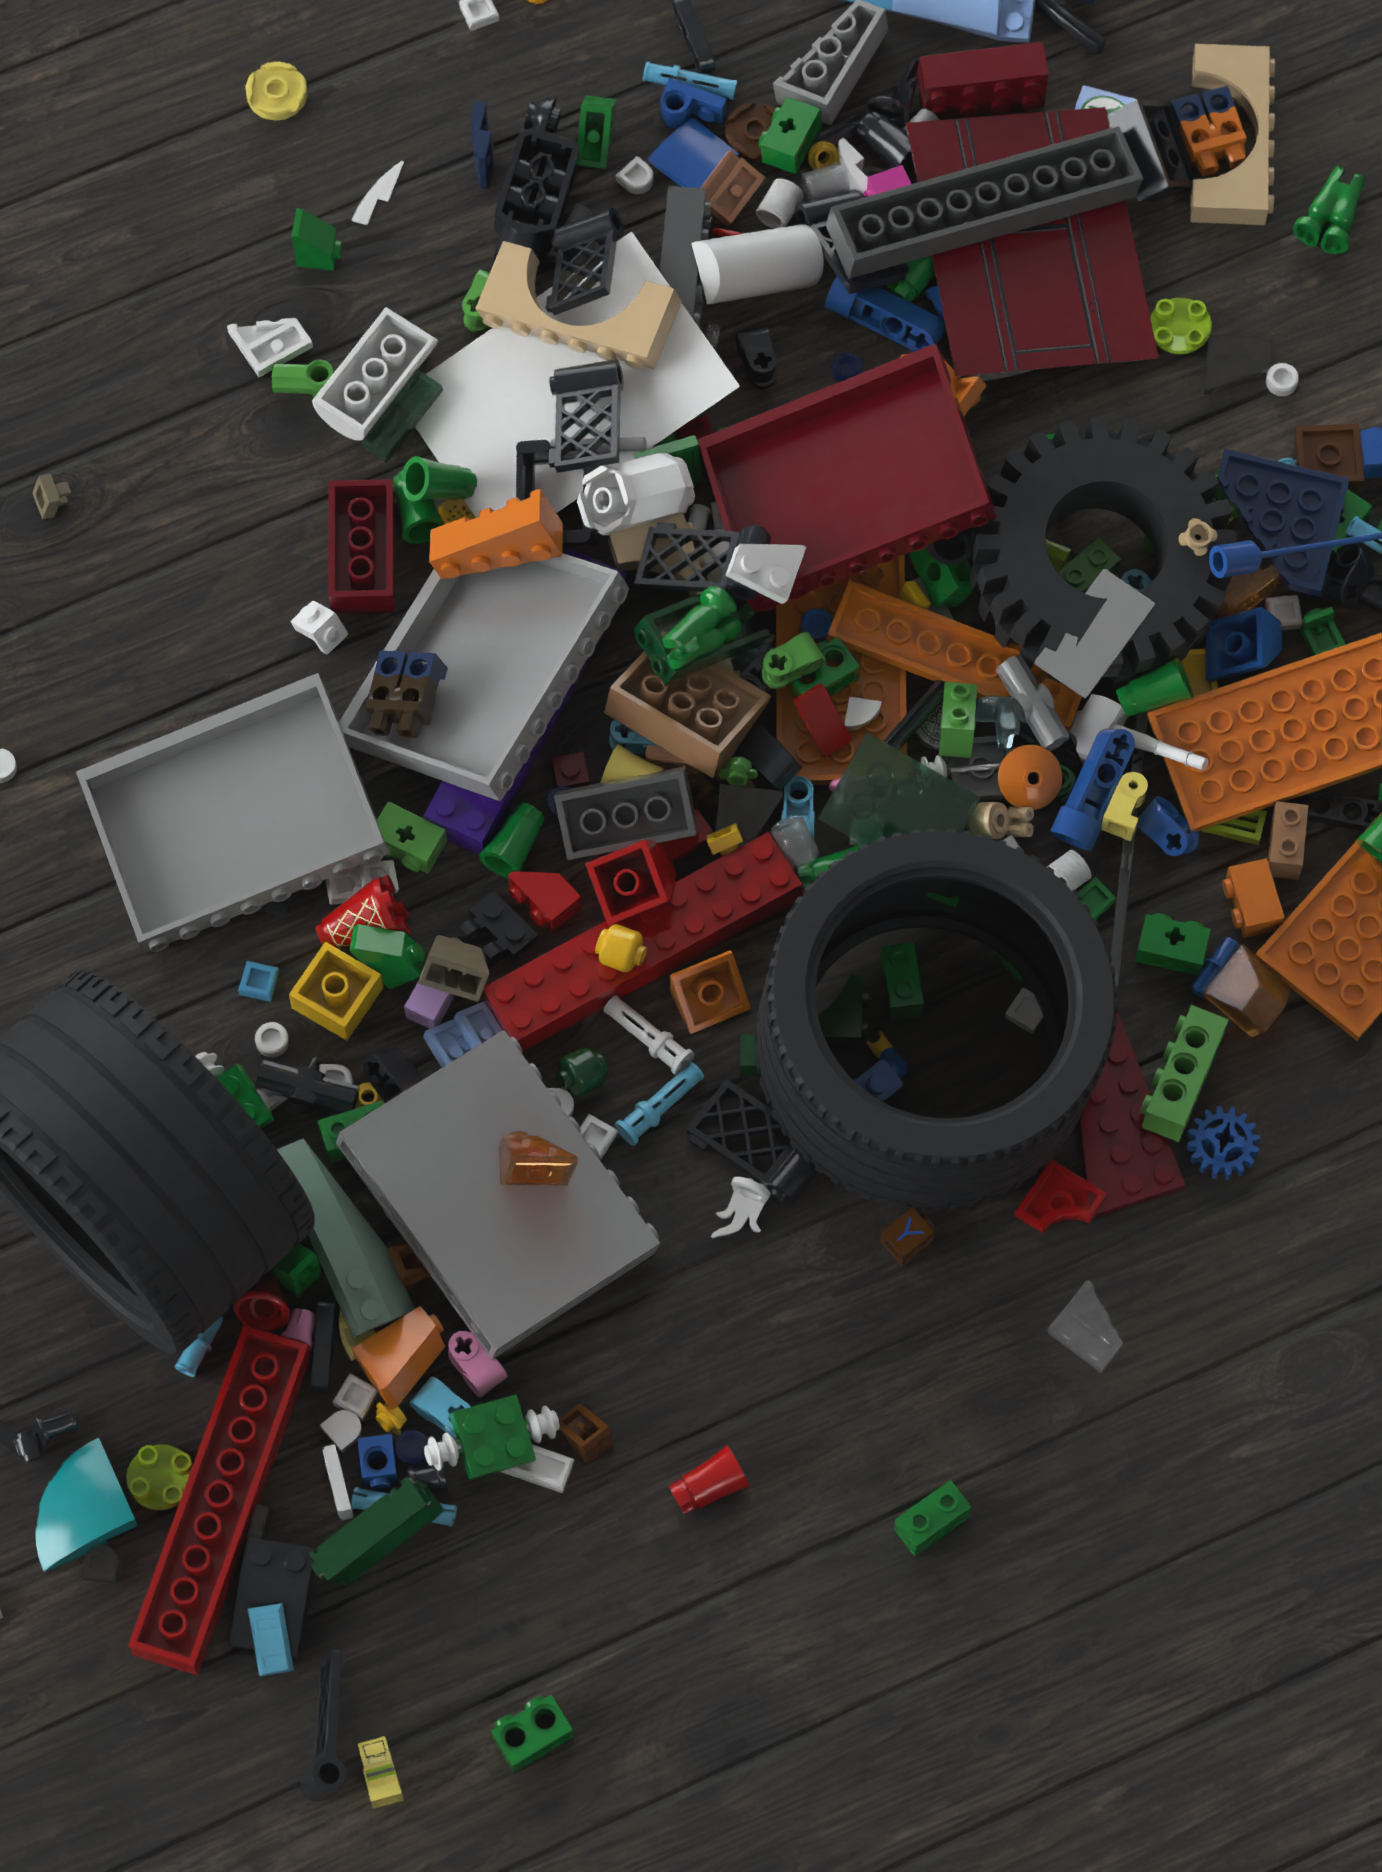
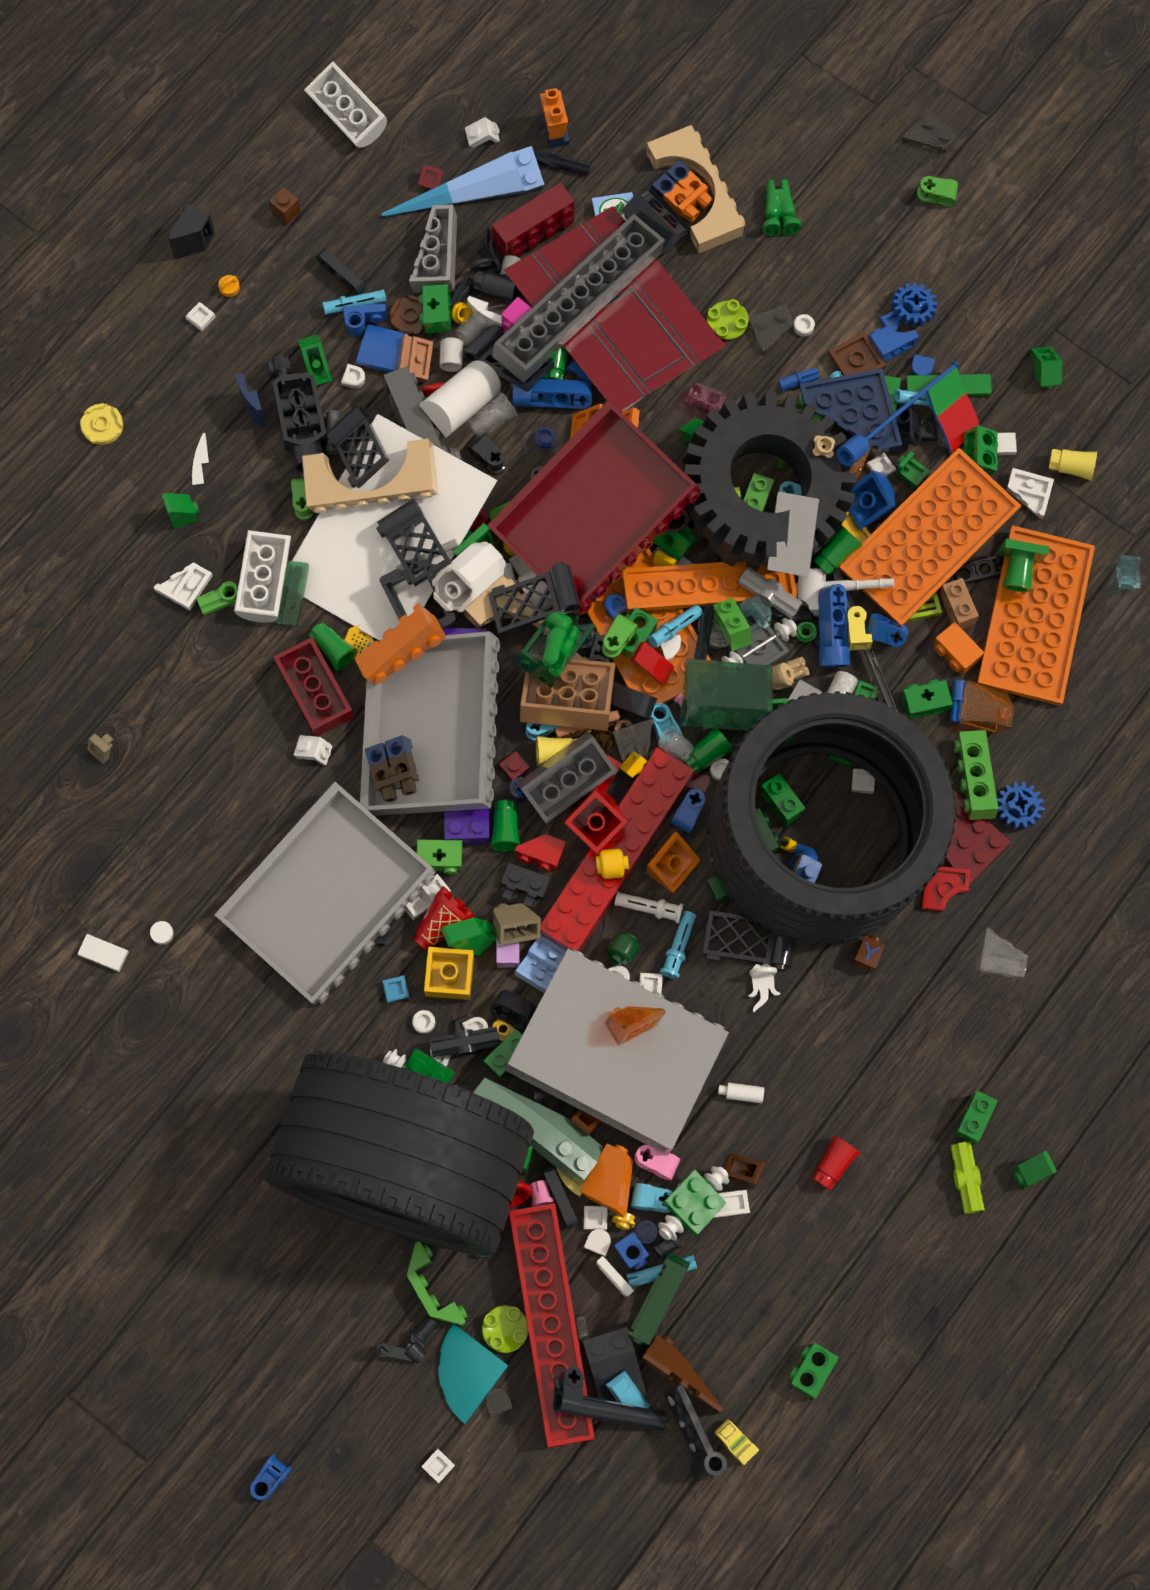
camera: 30 degrees left, 5 degrees up
(96, 1335) = (420, 1260): none -> bright green slope
(186, 1598) = (571, 1401): none -> black axle
(349, 1627) = (670, 1363): none -> reddish brown wedge
(435, 480) = (339, 625): green plant -> none
(638, 1332) = (742, 1092): none -> white cylinder
(738, 771) = (620, 719): bright green plate -> none
(759, 939) = (687, 813): none -> blue piece
(767, 568) = (580, 587): white wing -> none
(790, 307) = (492, 415): none -> clear plant
(846, 689) = (669, 630): none -> medium azure pin
(877, 1590) = (967, 1178): none -> lime piece
(971, 1624) = (1034, 1170): none -> green slope
(1014, 777) = (783, 638): orange dish -> none
(1087, 404) = (705, 397): none -> clear pink leg
(1216, 444) = (798, 378): none -> blue axle

